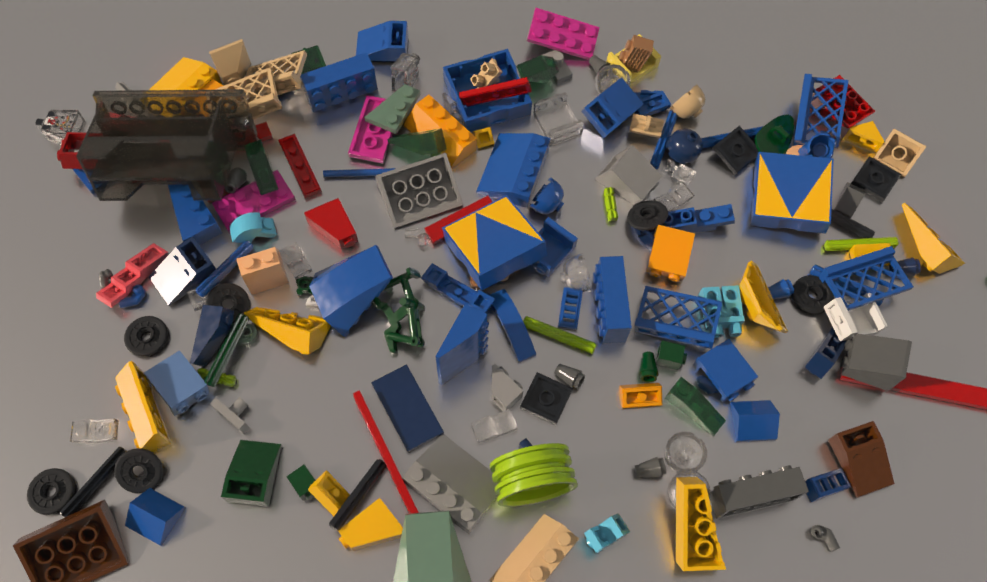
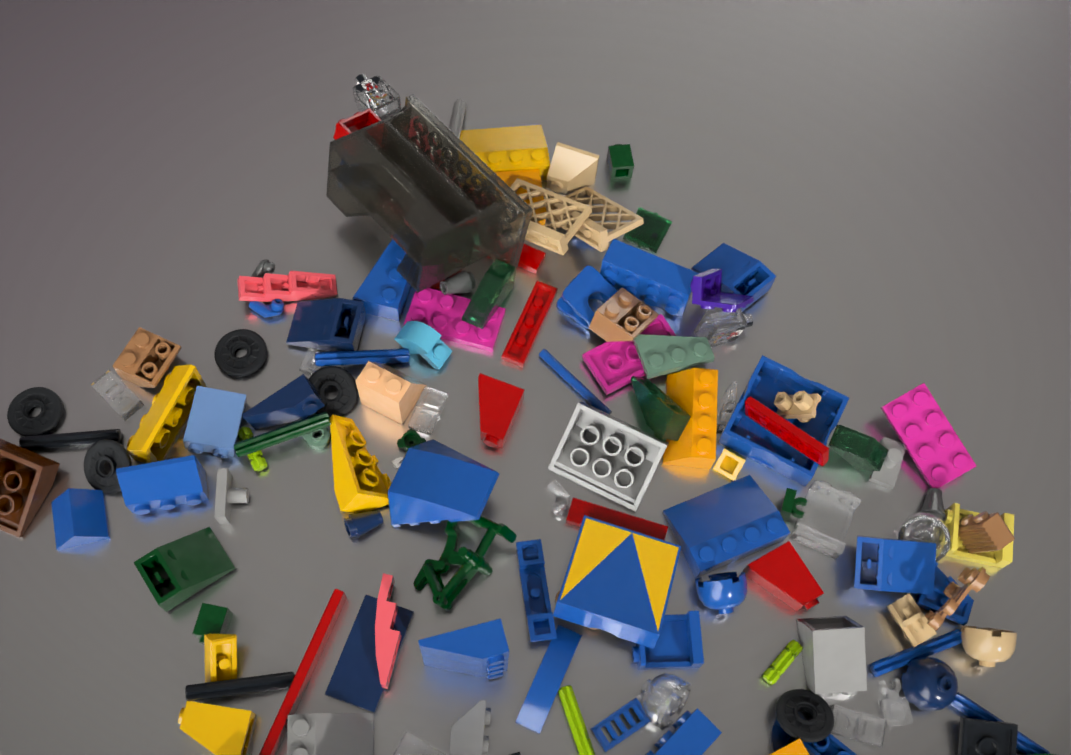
camera: 45 degrees right, 0 degrees up
(91, 392) = (145, 359): none -> medium nougat slope
(186, 443) = (163, 484): none -> blue slope
(253, 37) = (620, 161): none -> dark green brick
(310, 123) = (585, 286): none -> blue piece
(326, 350) = (361, 523): none -> dark blue cone
(349, 114) = (622, 317): none -> medium nougat slope
(378, 56) = (708, 294): none -> dark purple bracket
(407, 388) = (386, 639): none -> coral slope
(533, 126) = (790, 503): none -> dark green tile
(570, 163) = (785, 577): none -> red slope
(656, 91) = (972, 579): none -> medium nougat plant

